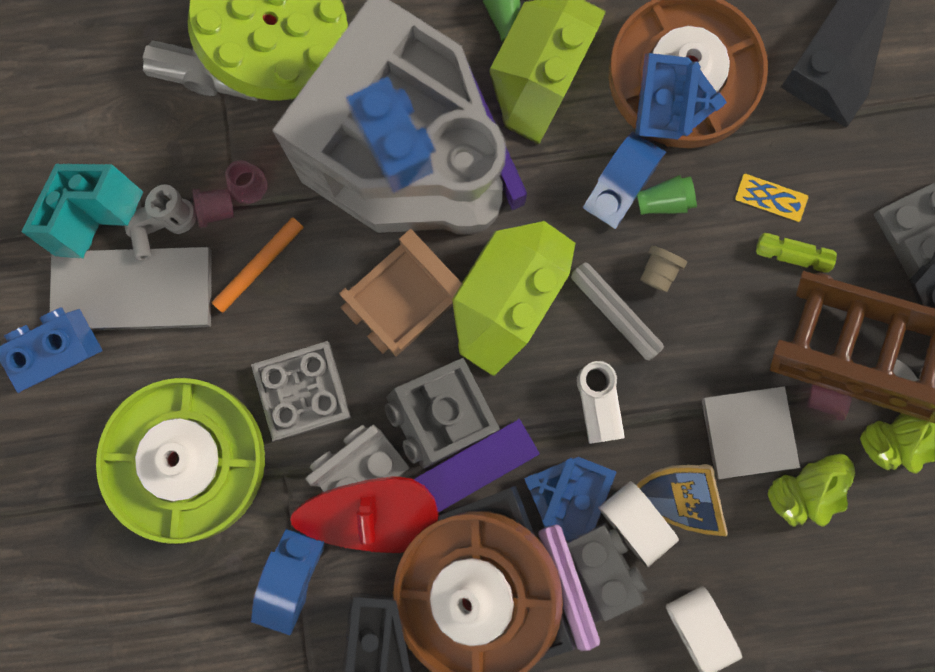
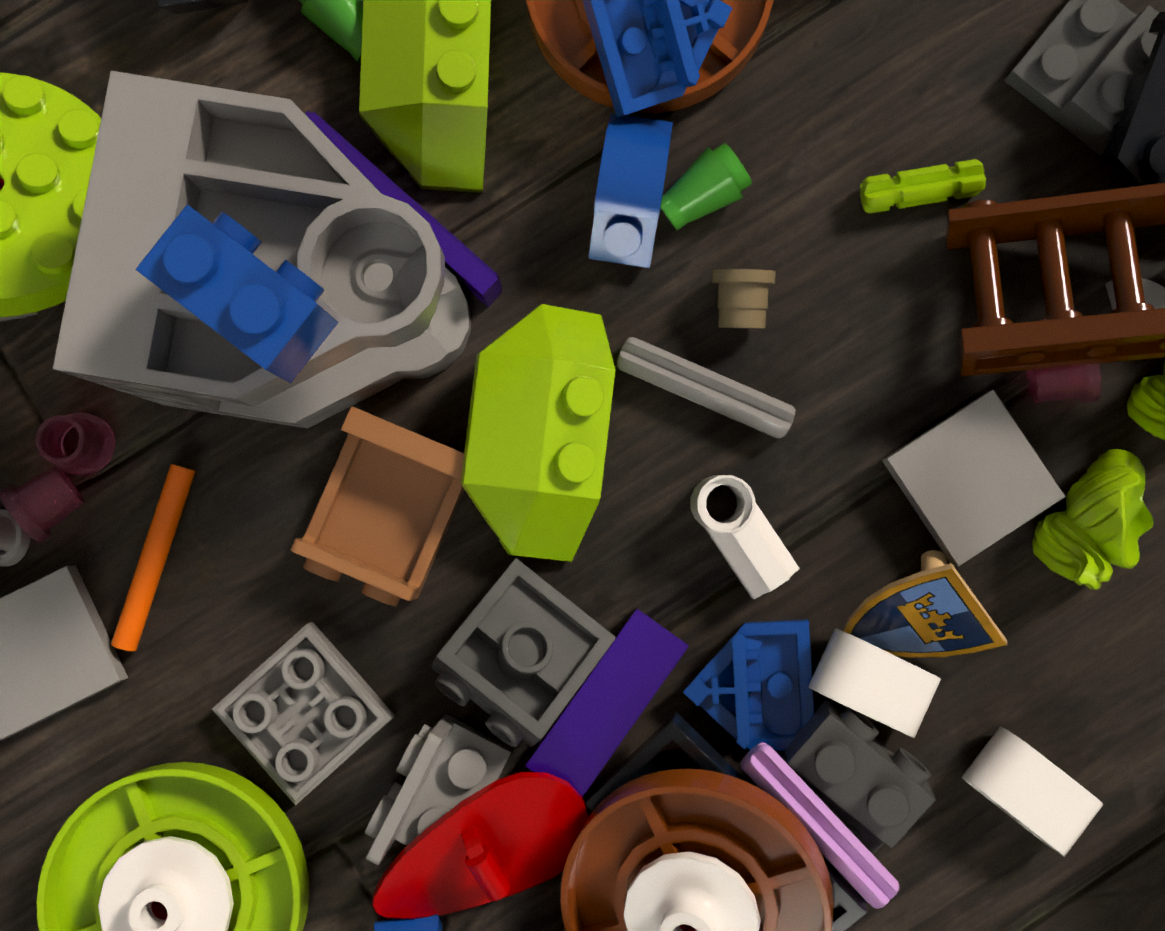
camera: 25 degrees left, 5 degrees up
(771, 197) = (851, 121): yellow sticker -> none

